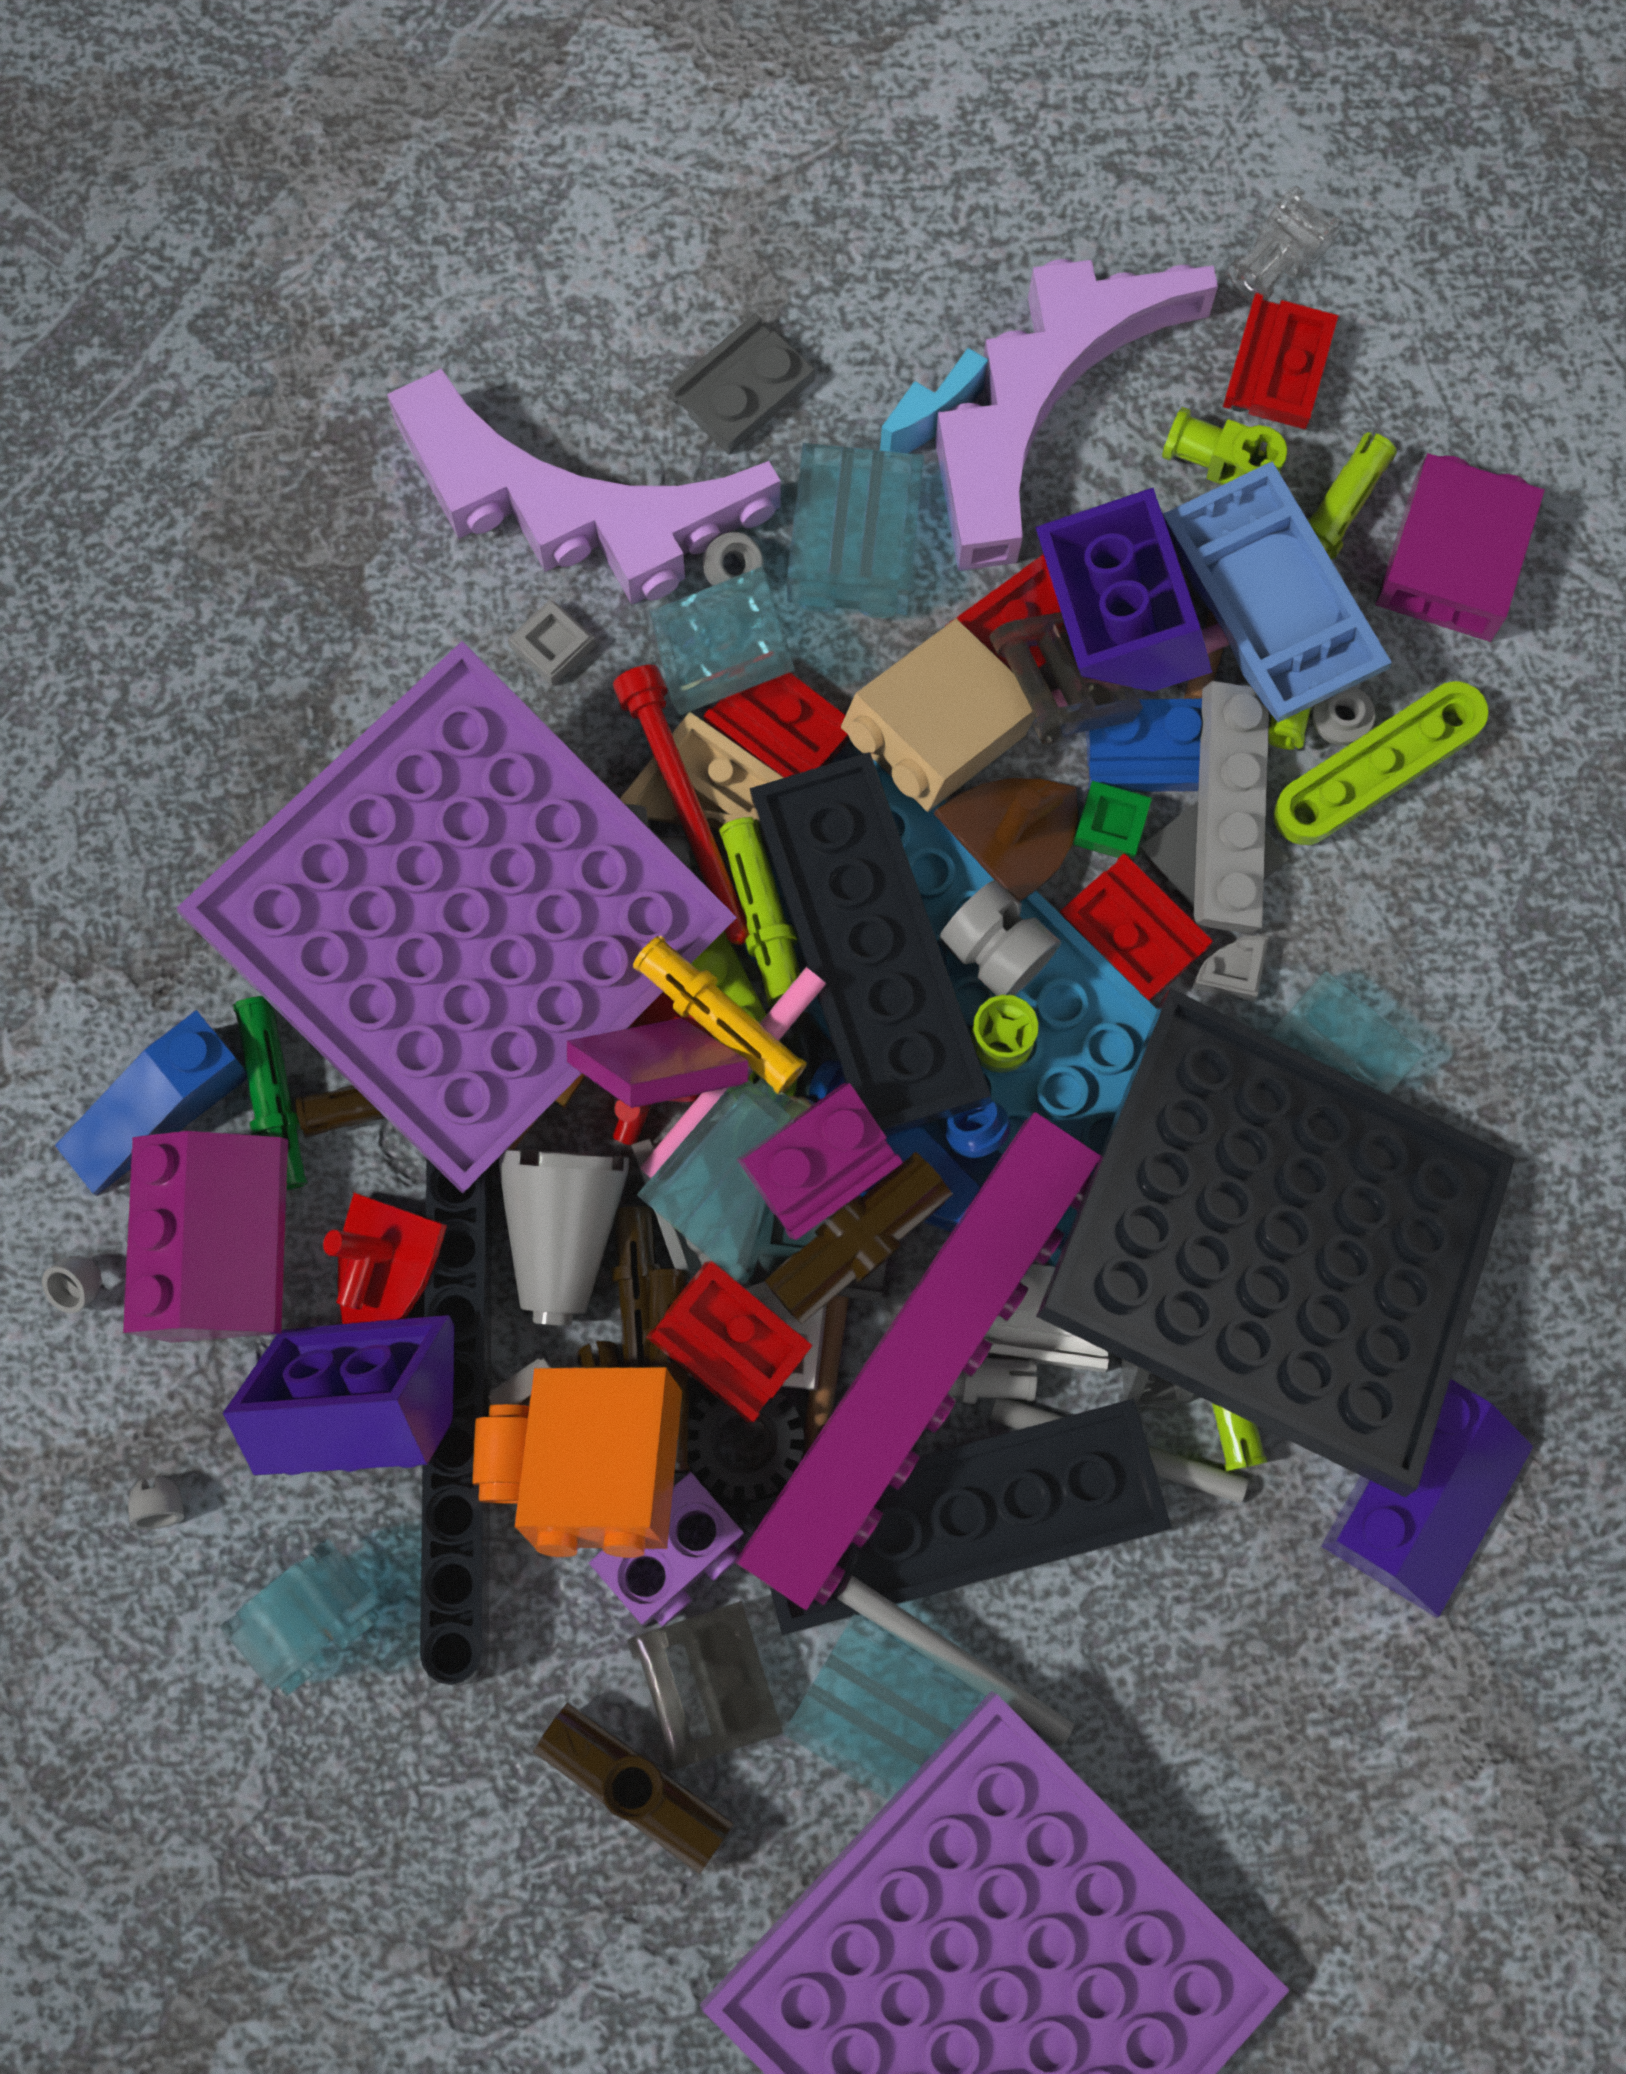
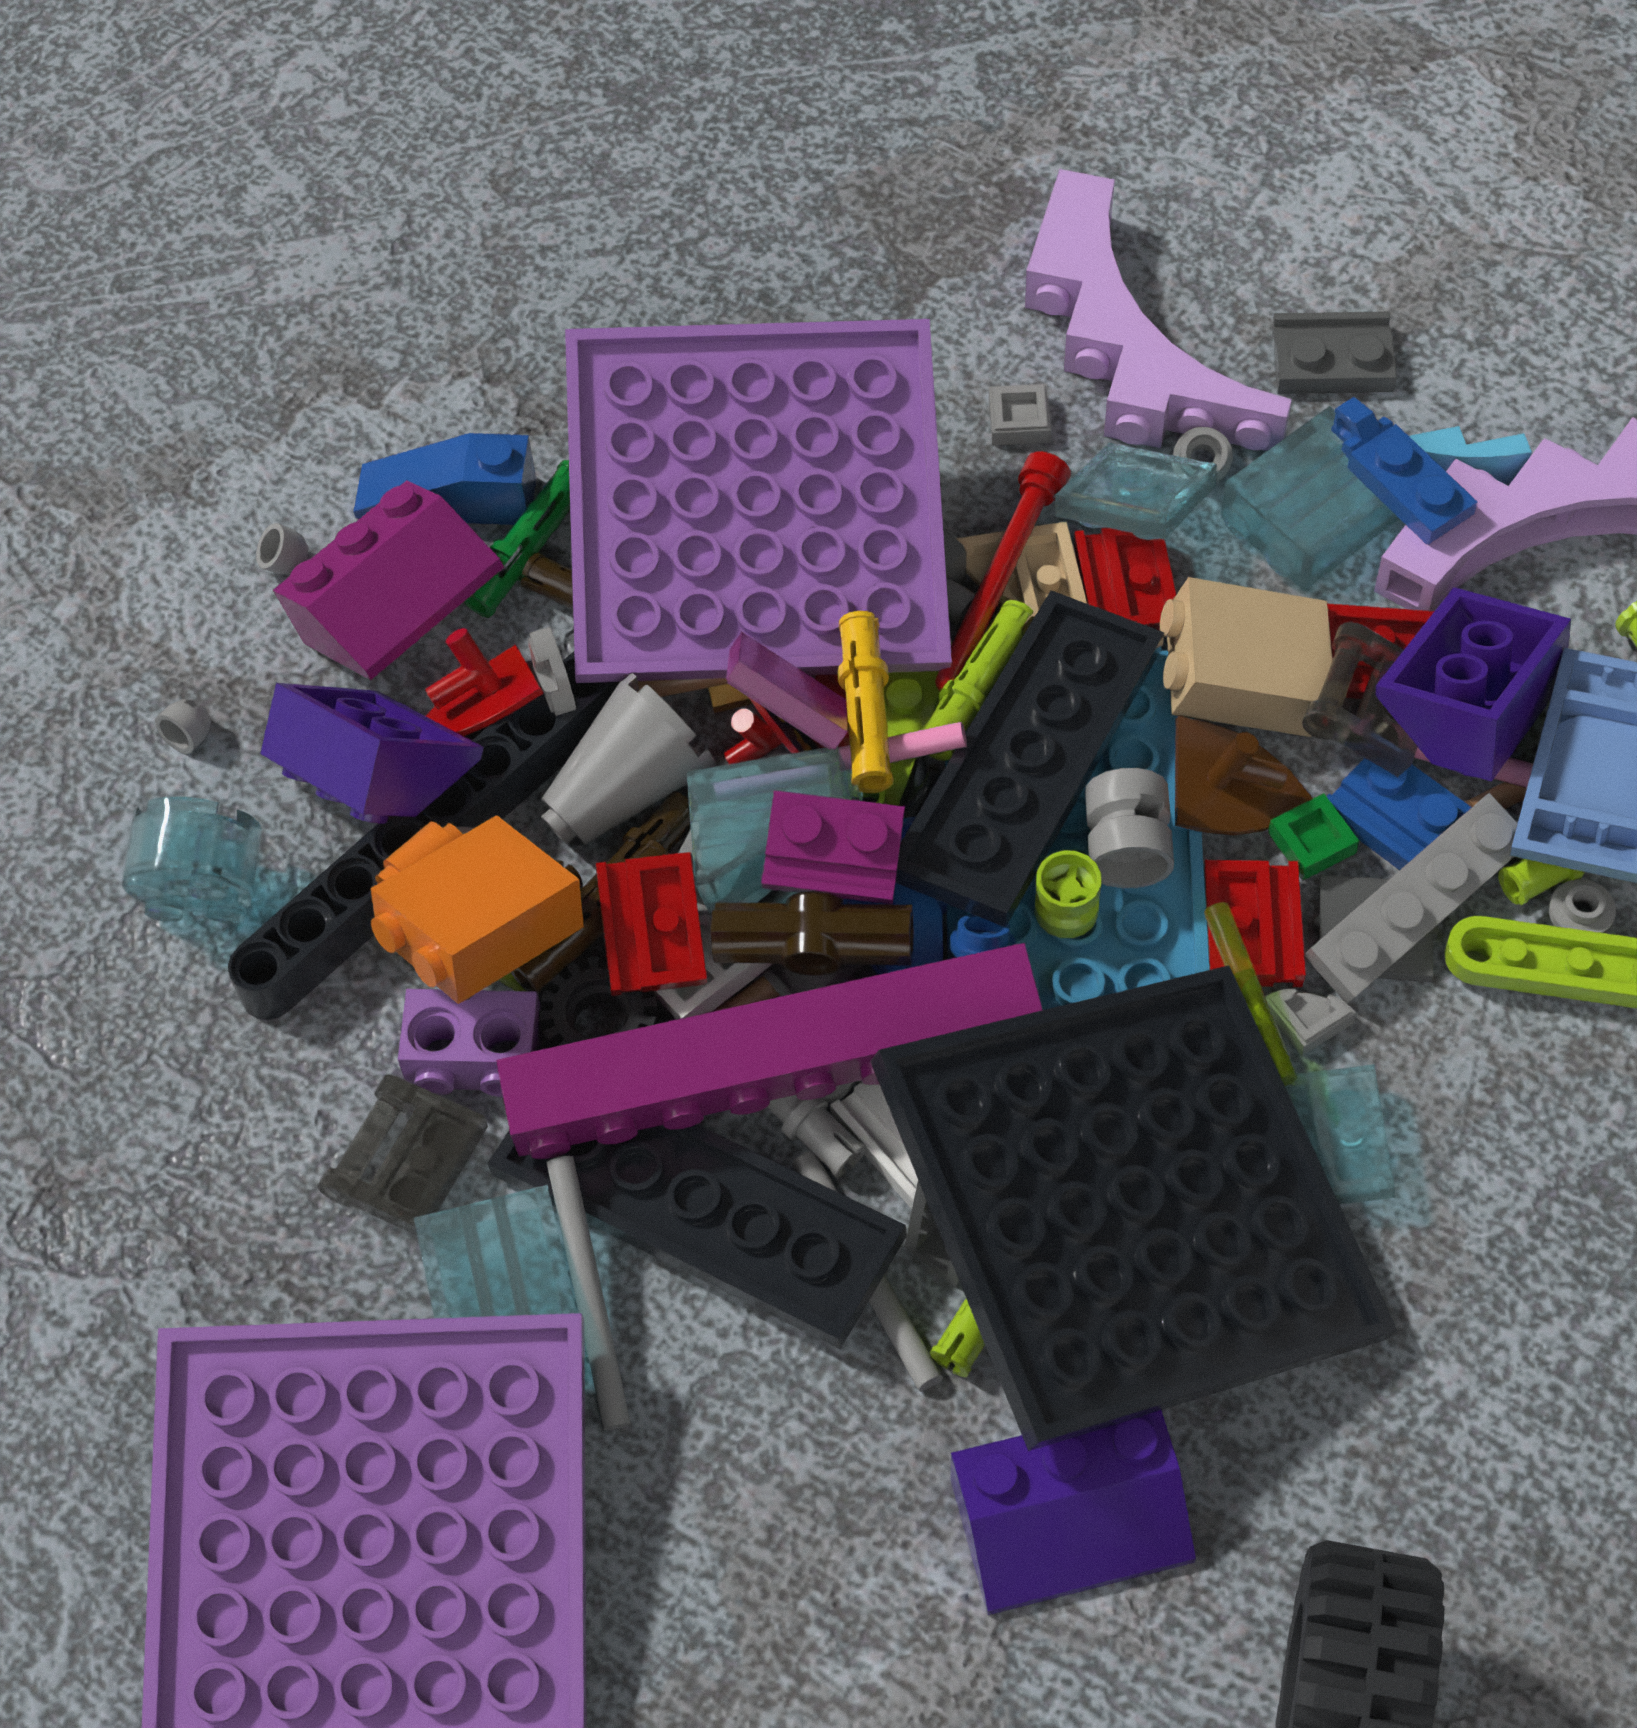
camera: 50 degrees right, 15 degrees down
(440, 1204) = (551, 671): none -> light grey tile
(595, 1759) = (285, 1204): dark brown piece -> none
(915, 461) = (1401, 473): none -> blue hinge
(1166, 977) = (1236, 956): none -> clear neon green bar

